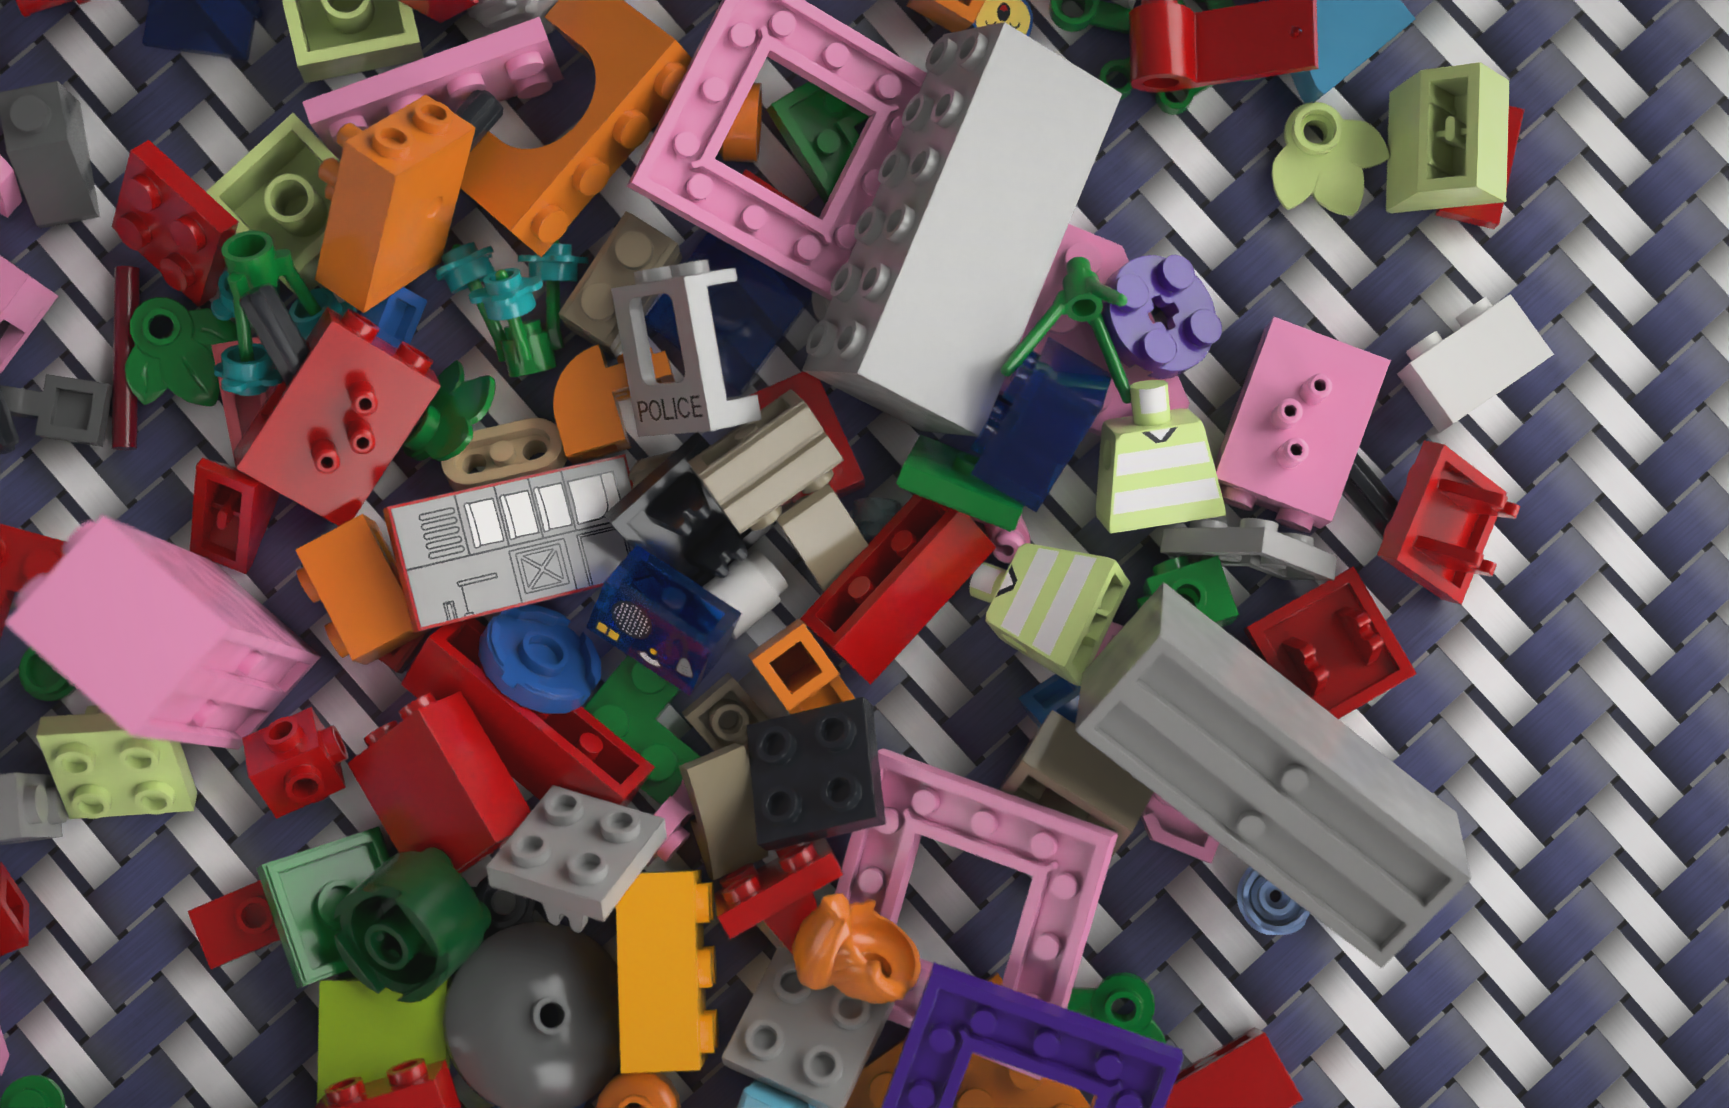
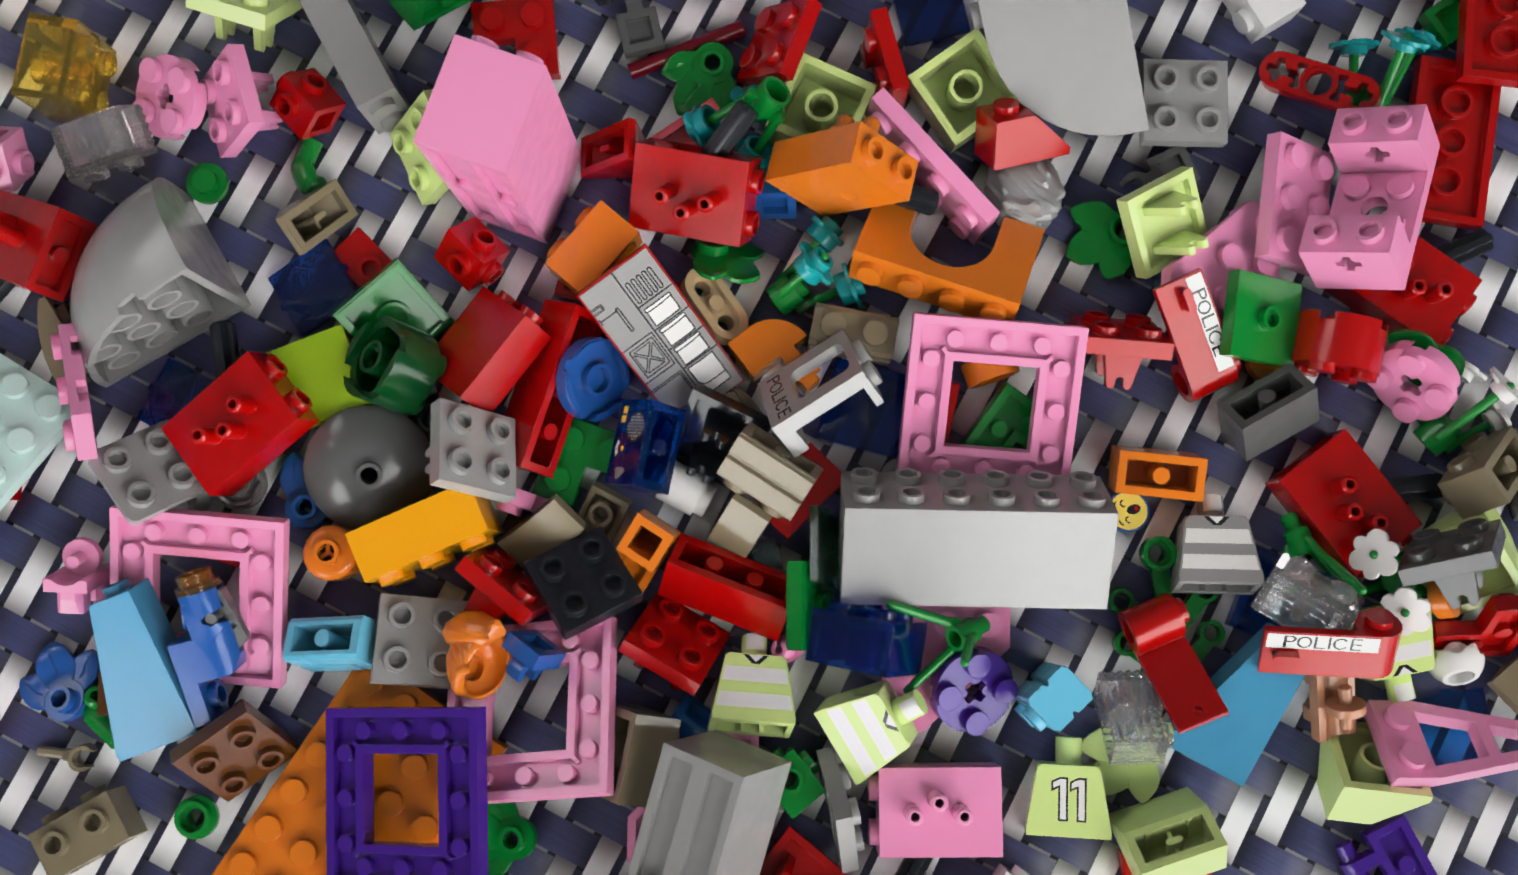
camera: 70 degrees right, 0 degrees up
(73, 960) = (303, 166): none -> green arm
(147, 963) = (315, 216): none -> dark tan slope
(247, 1007) = (313, 287): none -> clear blue piece
(255, 88) = (883, 56): none -> red plate
(886, 878) = (531, 654): none -> blue tile
(898, 434) = (824, 549): none -> clear green piece
(946, 684) = (674, 643): none -> red plate
(1208, 214) = (1051, 697): none -> medium azure brick
(1275, 124) = (1131, 719): none -> clear brick
(1343, 246) = (1068, 796): none -> yellowish green torso

